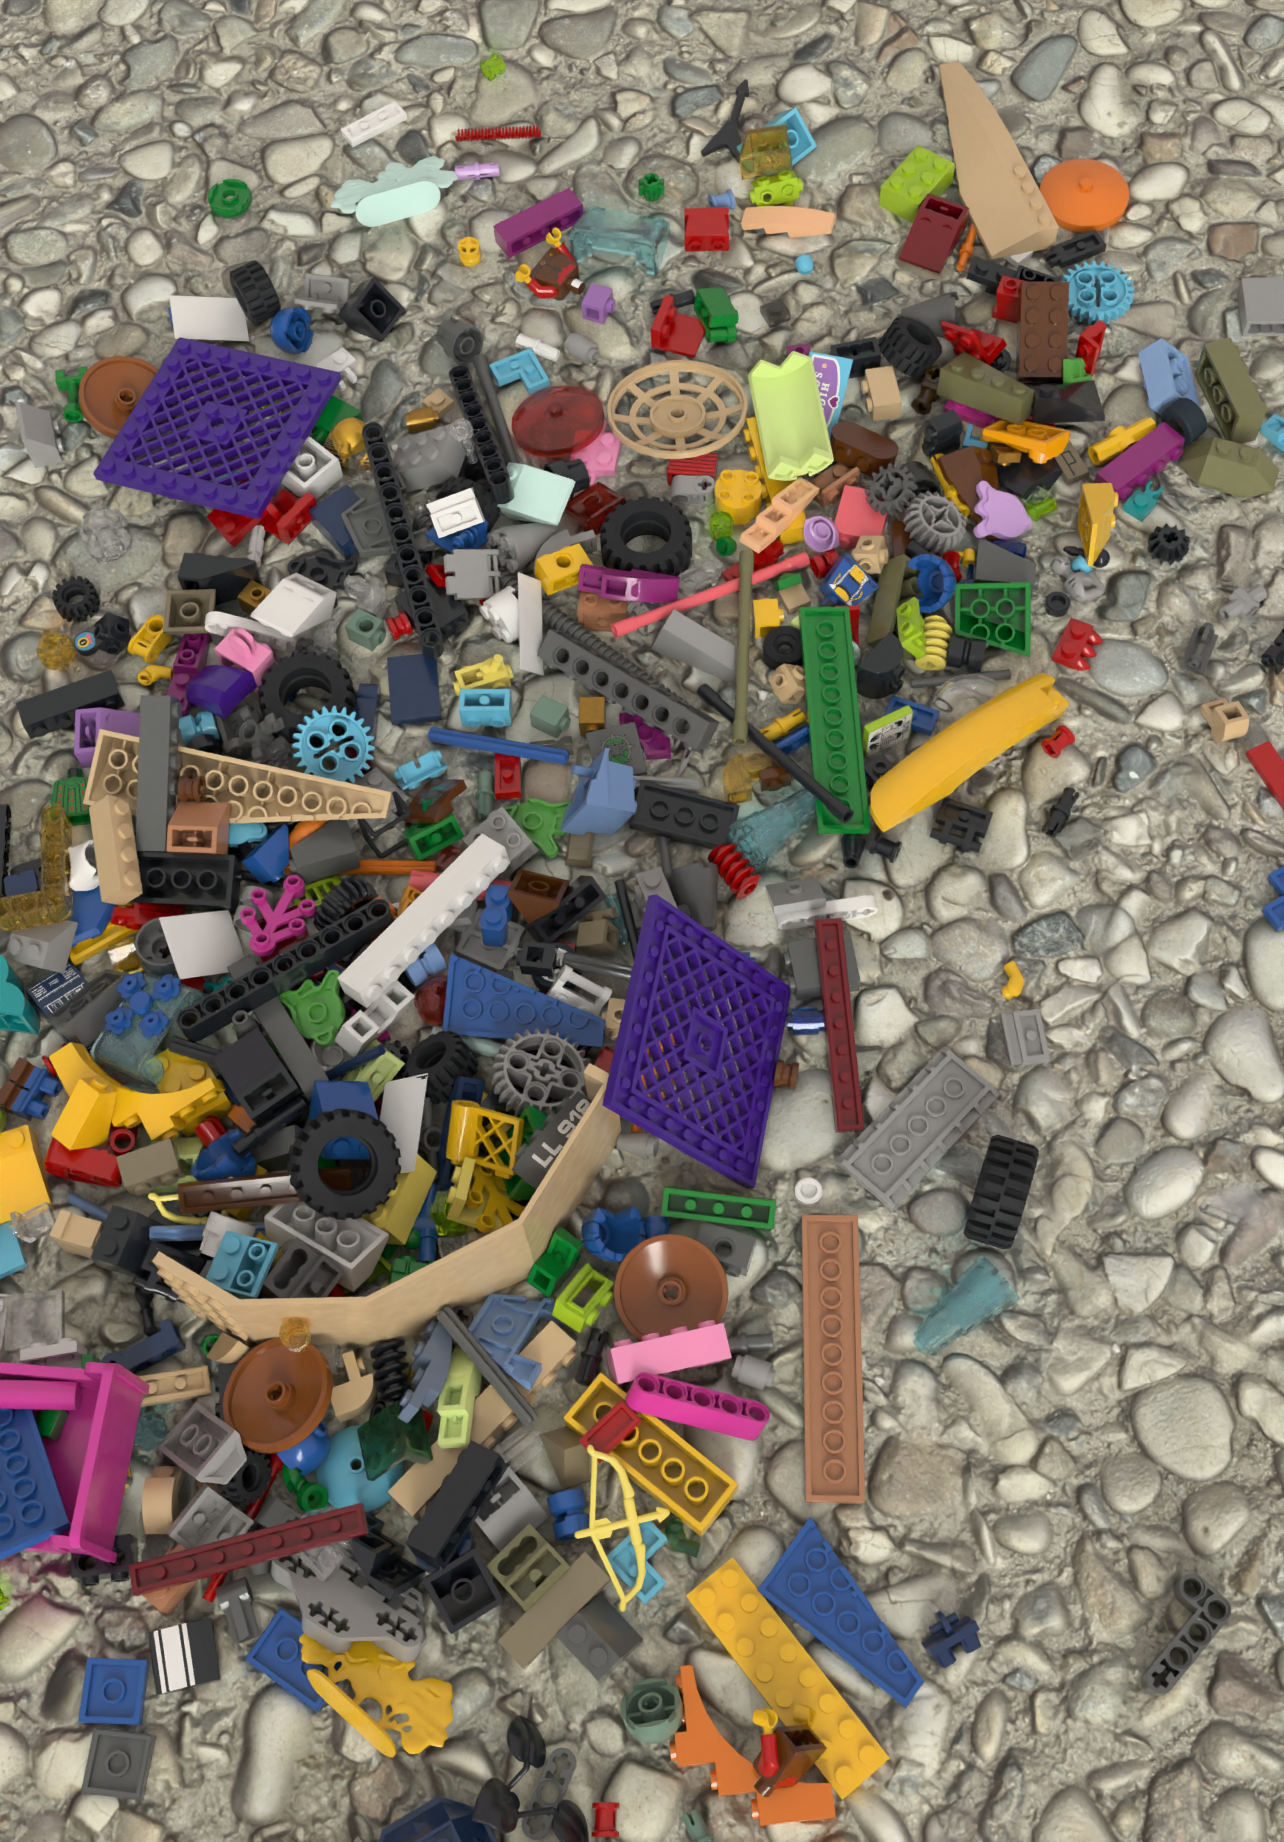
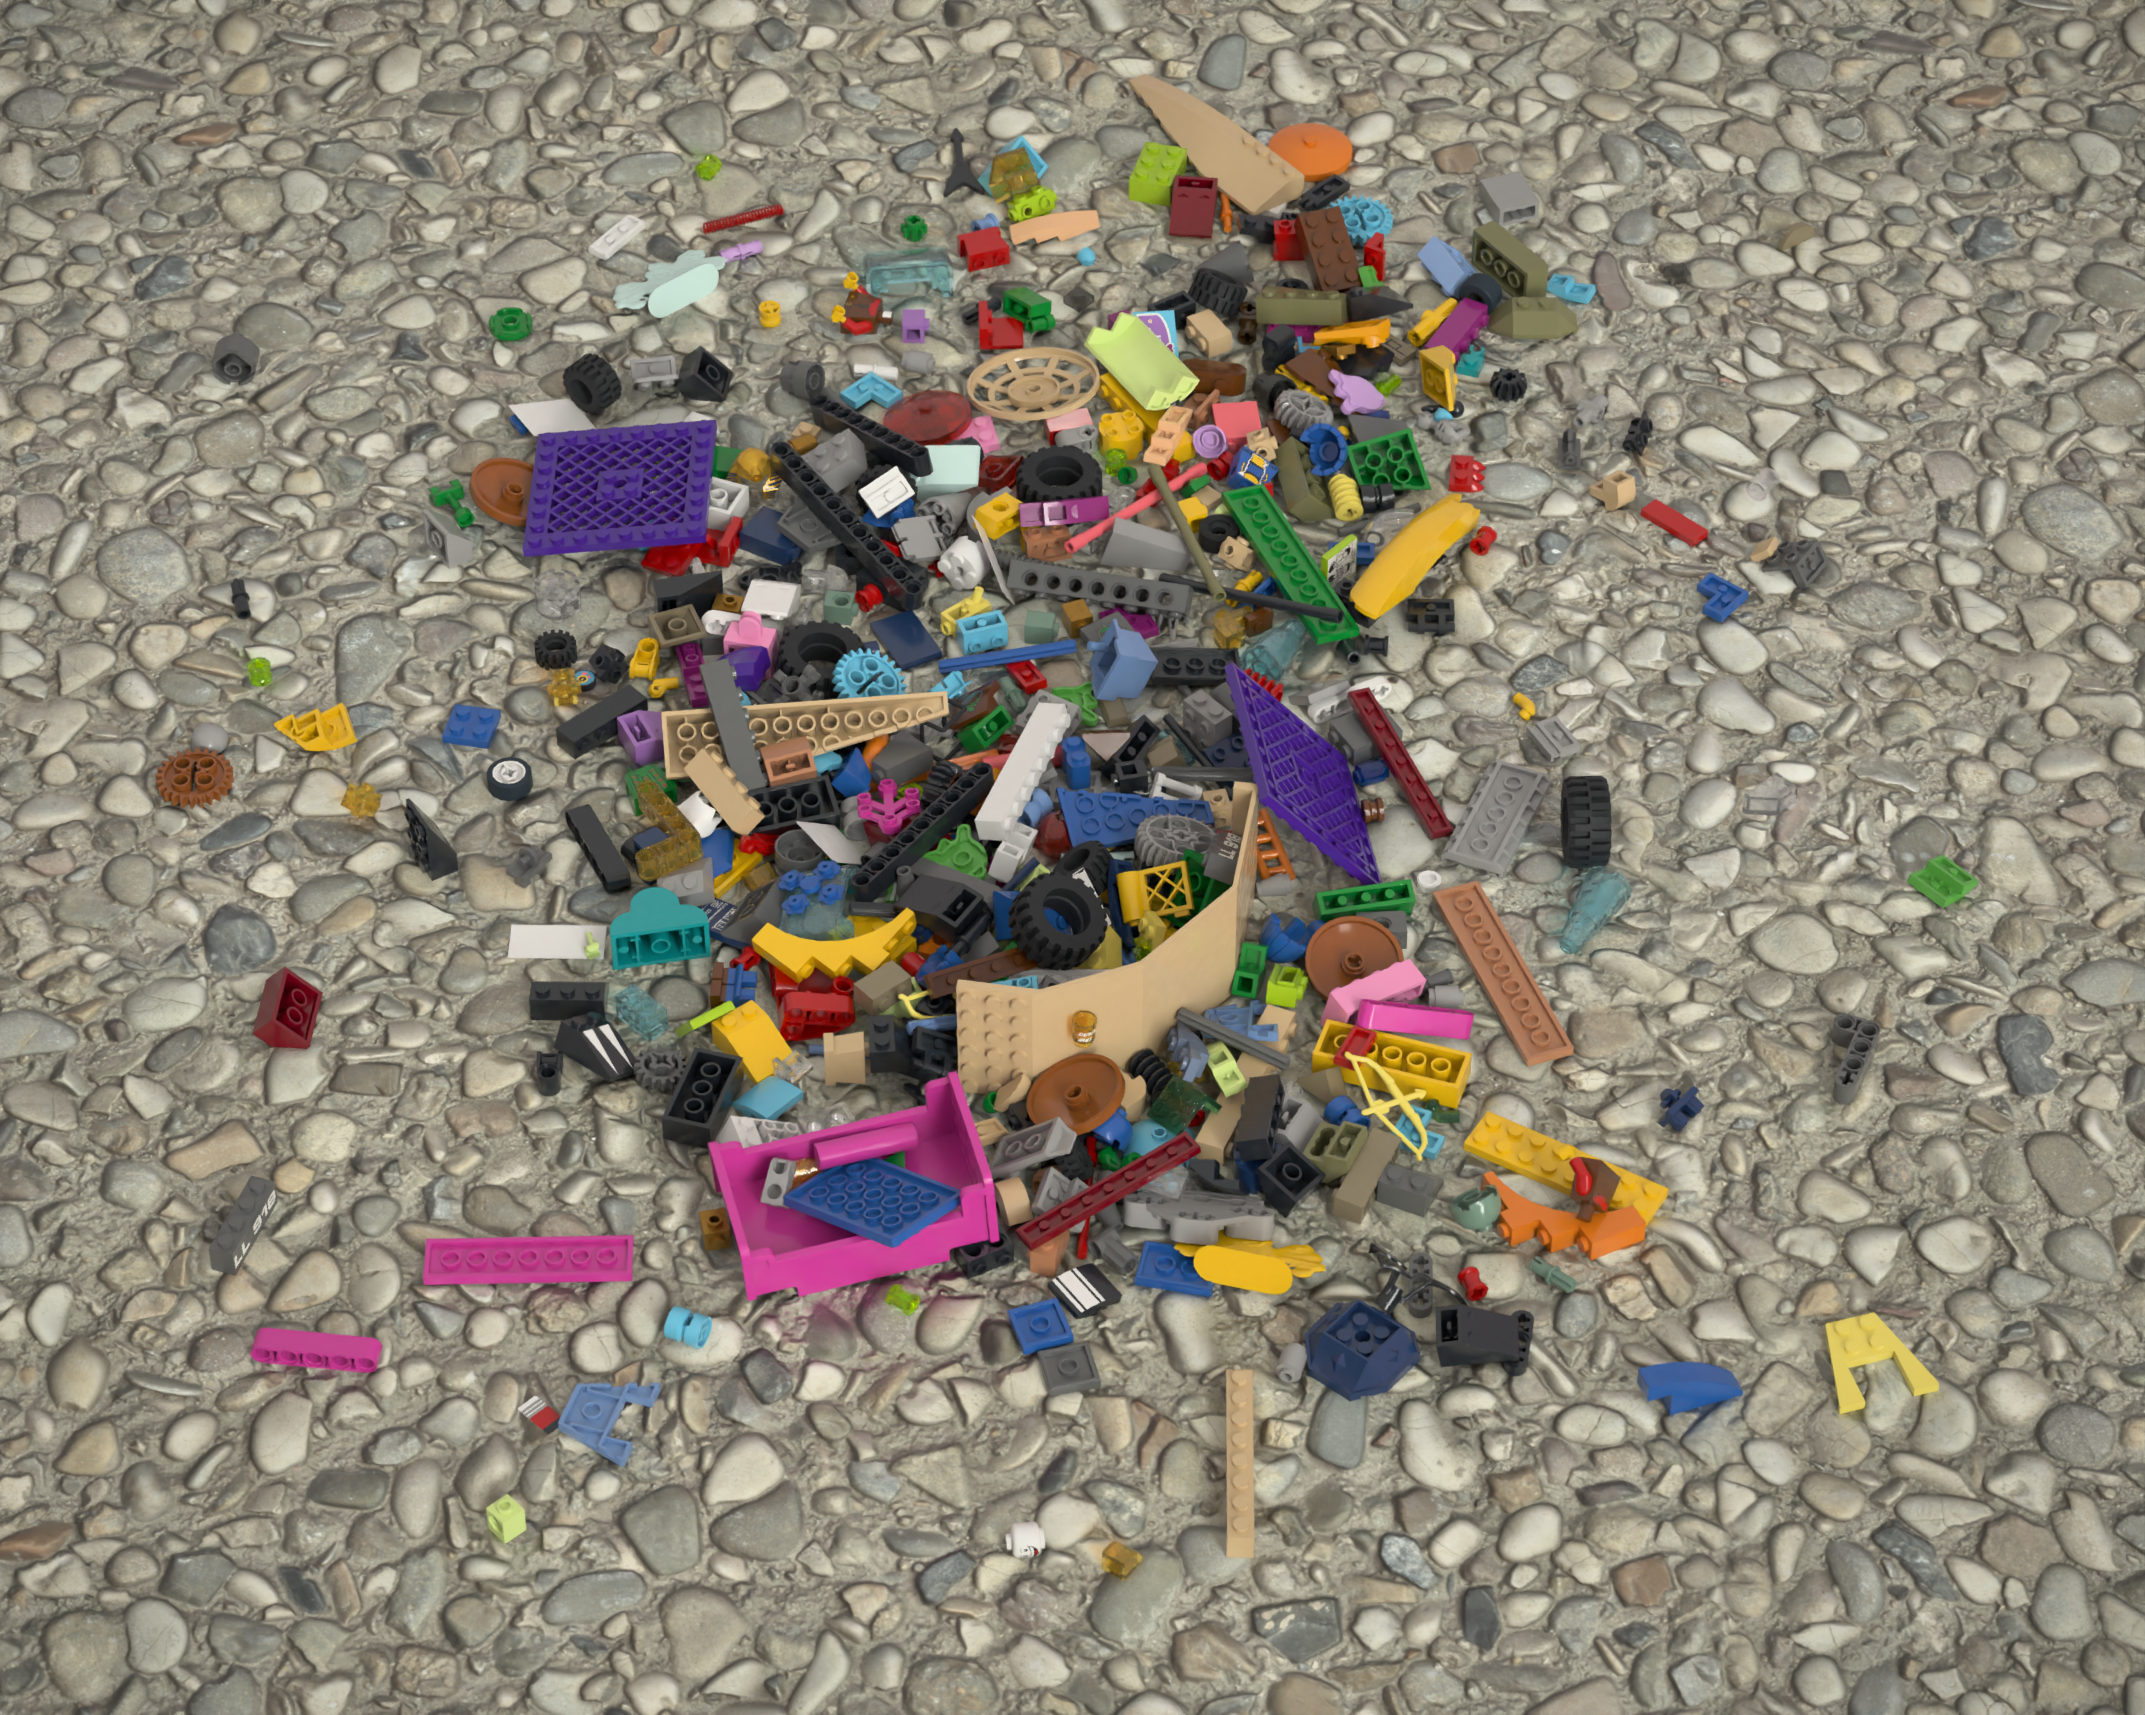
camera: 25 degrees left, 20 degrees down
(86, 1115) = (813, 959): yellow slope -> none
(192, 788) = (768, 732): reddish brown wheel -> none
(291, 330) = (637, 407): blue cylinder -> none
(462, 431) = (861, 431): clear plate -> none
(534, 223) = (823, 278): magenta brick -> none
(591, 1357) = (1309, 1024): black axle -> none
(827, 1603) = (1580, 1117): blue wing -> none
(881, 669) = (1313, 521): black brick -> none
(891, 489) = (1257, 393): dark grey gear -> none
(911, 628) = (1324, 482): lime bracket -> none
(973, 342) = (1268, 273): red bracket -> none
(1057, 604) = (1434, 450): black tile -> none
(1060, 812) = (1508, 587): black pin -> none

